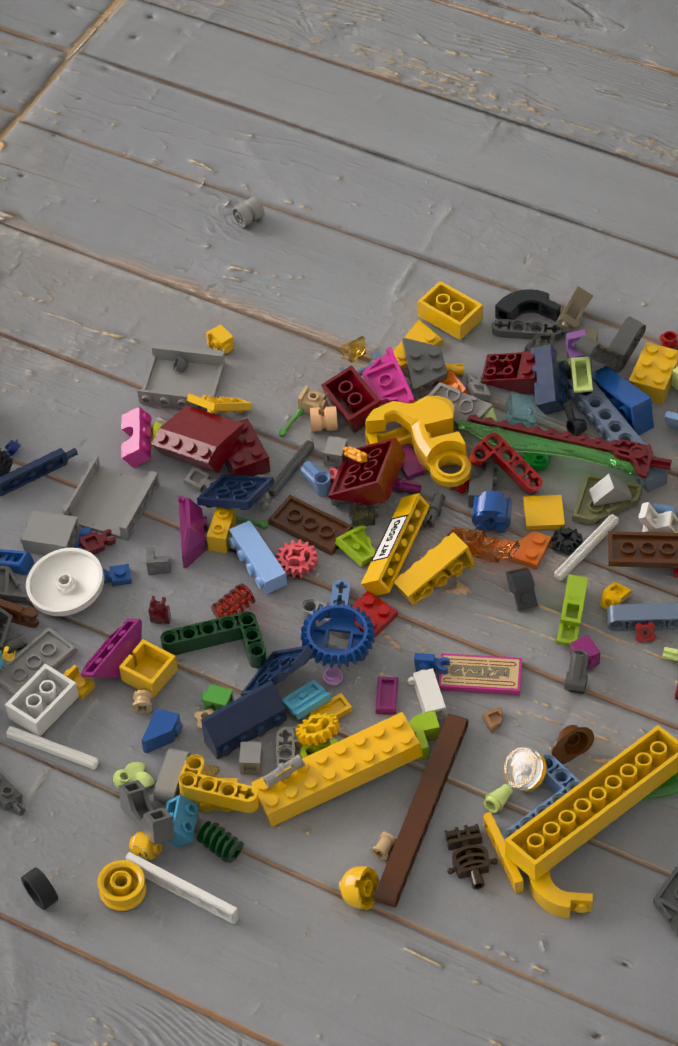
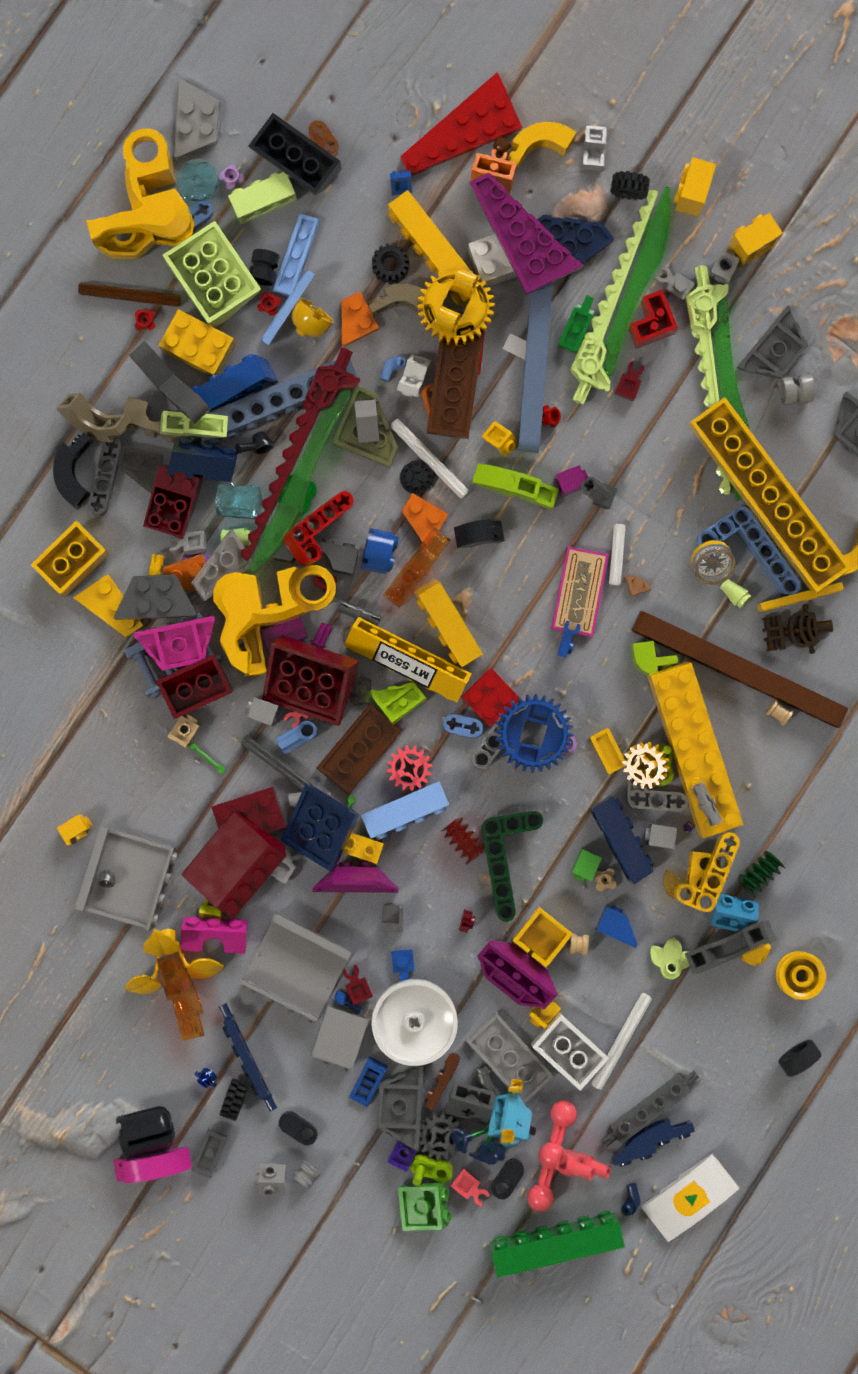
camera: 90 degrees left, 35 degrees up
(90, 418) = (182, 992): none -> clear orange slope
(108, 428) = (165, 943): none -> yellow plant
(167, 783) = (673, 918): light grey beam -> none
(185, 890) = (807, 916): white tile -> none
(222, 404) = (185, 836): yellow wing -> none
(279, 666) = (562, 801): dark blue plate -> none
(306, 699) = (595, 774): medium azure plate -> none
(323, 419) = (215, 712): light nougat wheel -> none
(355, 454) = (284, 690): light orange axle -> none
(356, 349) = (114, 672): clear yellow bracket -> none
(359, 887) = (828, 742): yellow cylinder -> none
(386, 695) = (595, 690): magenta tile -> none
(428, 692) = (604, 647): white brick -> none
(521, 699) = (617, 554): none -> white axle
(543, 512) = (375, 496): yellow tile -> none
(571, 340) = (172, 422): medium lavender bracket -> none
(572, 743) = (678, 512): reddish brown piece -> none

